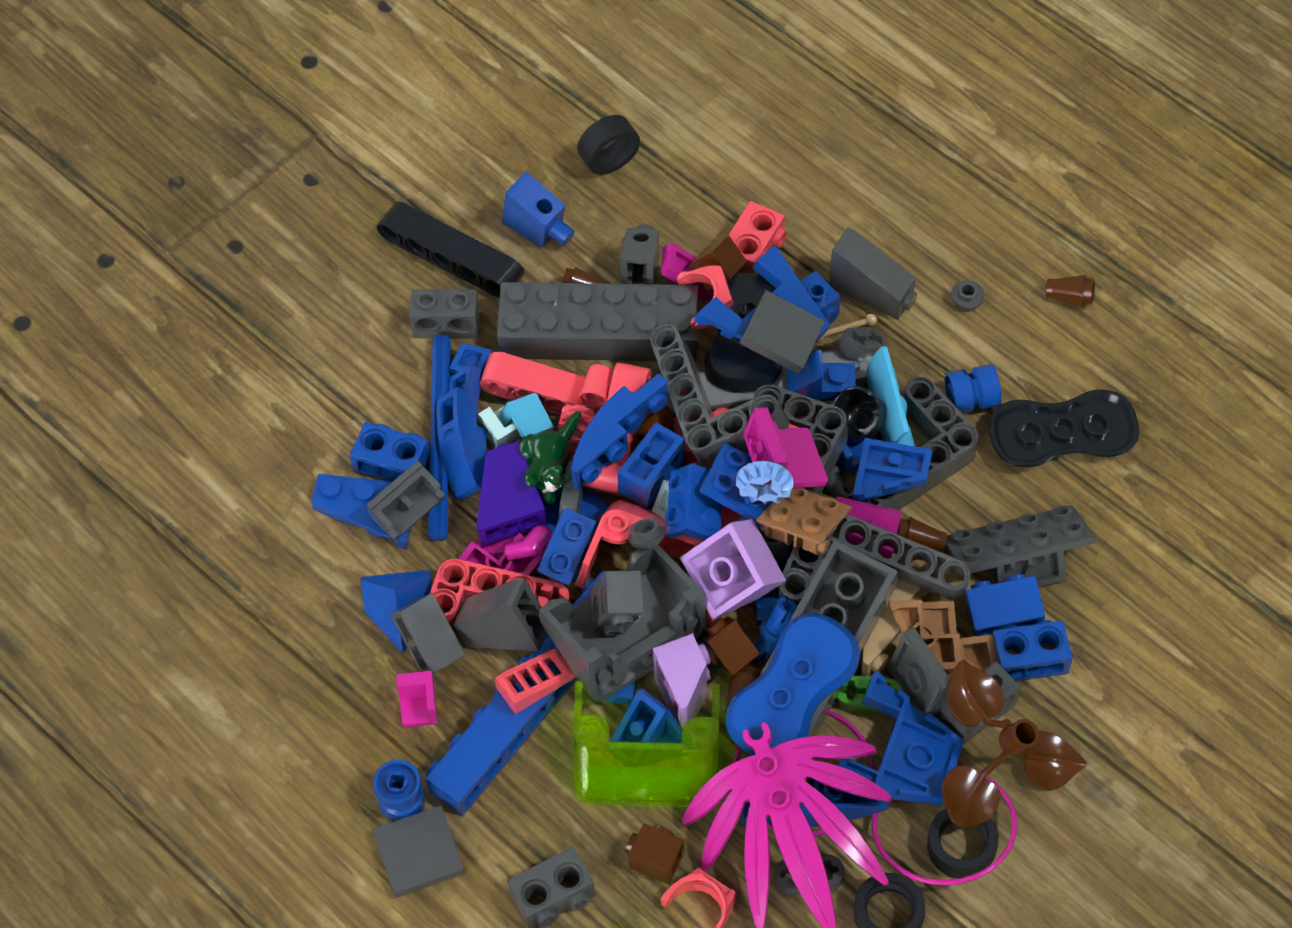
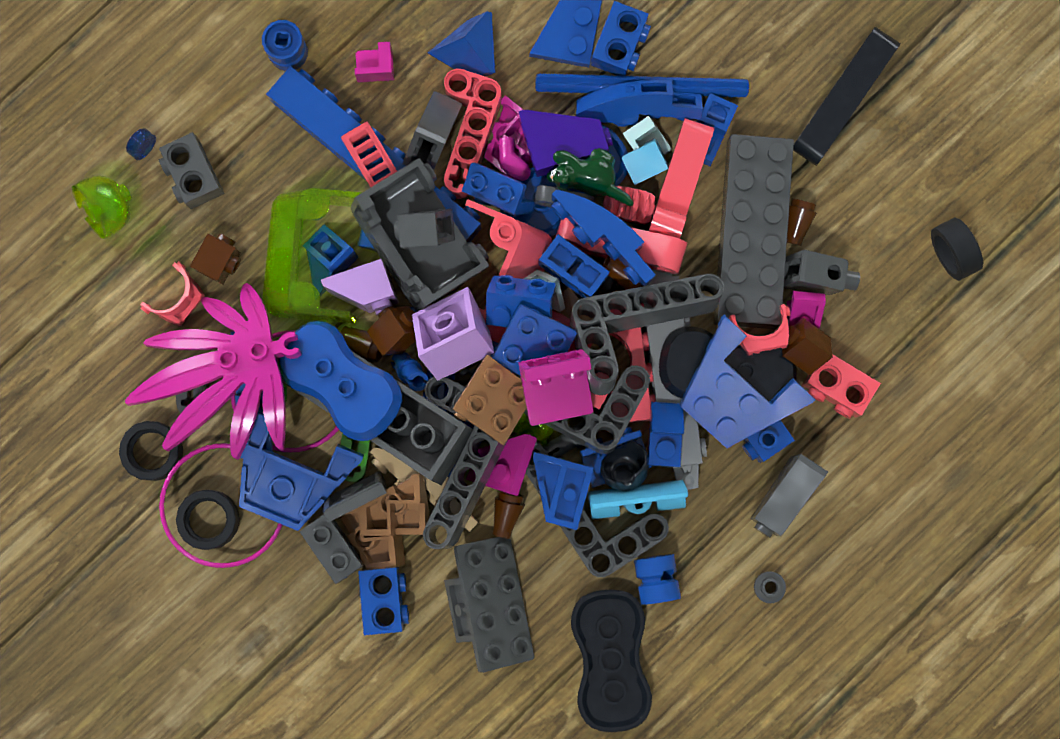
camera: 90 degrees right, 25 degrees up
(405, 501) = (562, 50): dark grey hinge -> none
(418, 851) = (237, 64): dark grey tile -> none
(427, 634) = (427, 68): dark grey hinge -> none
(444, 313) = (770, 89): dark grey brick -> none
(535, 212) = (886, 168): blue torso -> none
(646, 534) = (497, 254): dark grey plate -> none
(758, 474) = (513, 361): light blue gear -> none
(782, 332) = (705, 397): dark grey tile -> none
(861, 343) = (715, 476): dark grey beam -> none
(870, 320) = (748, 491): tan hinge -> none
(1003, 604) = (424, 581): blue brick -> none
(1048, 763) = (316, 537): reddish brown plant -> none
(1074, 290) = (768, 691): reddish brown cone -> none

